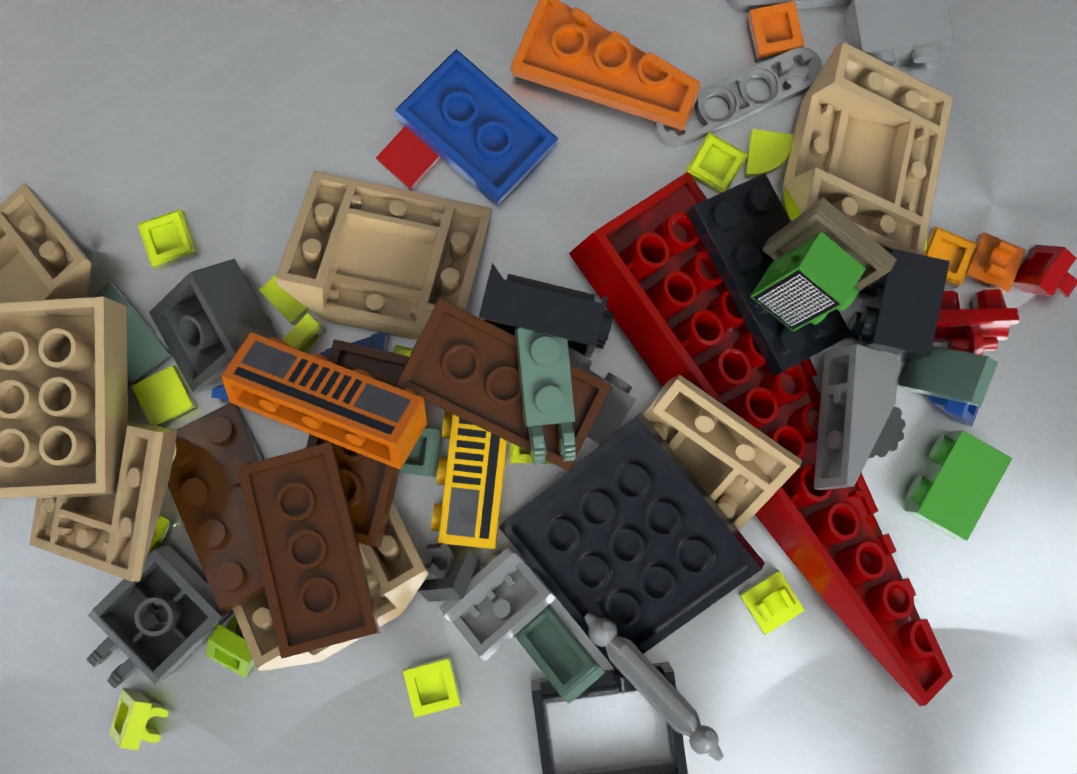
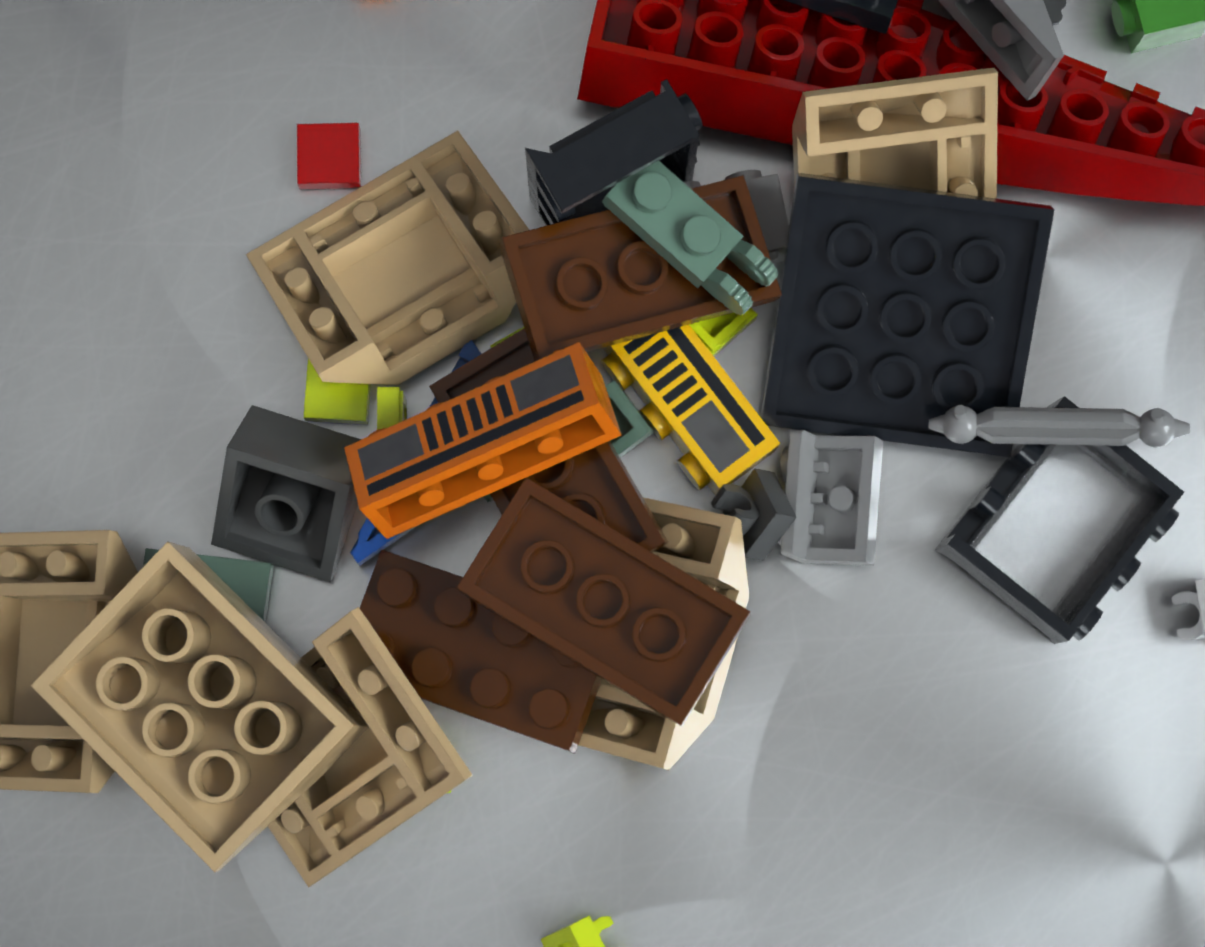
camera: 45 degrees left, 5 degrees down
(131, 622) = (542, 852): dark grey hinge -> none
(163, 396) = (305, 609): neon yellow tile -> none
(167, 238) = (162, 454): neon yellow tile -> none
(230, 649) = (615, 791): lime tile -> none
(432, 687) = (847, 637): neon yellow tile -> none
(476, 127) = (368, 65): blue tile -> none
(559, 654) = (939, 487): sand green tile -> none
(771, 602) = (1090, 254): neon yellow tile -> none

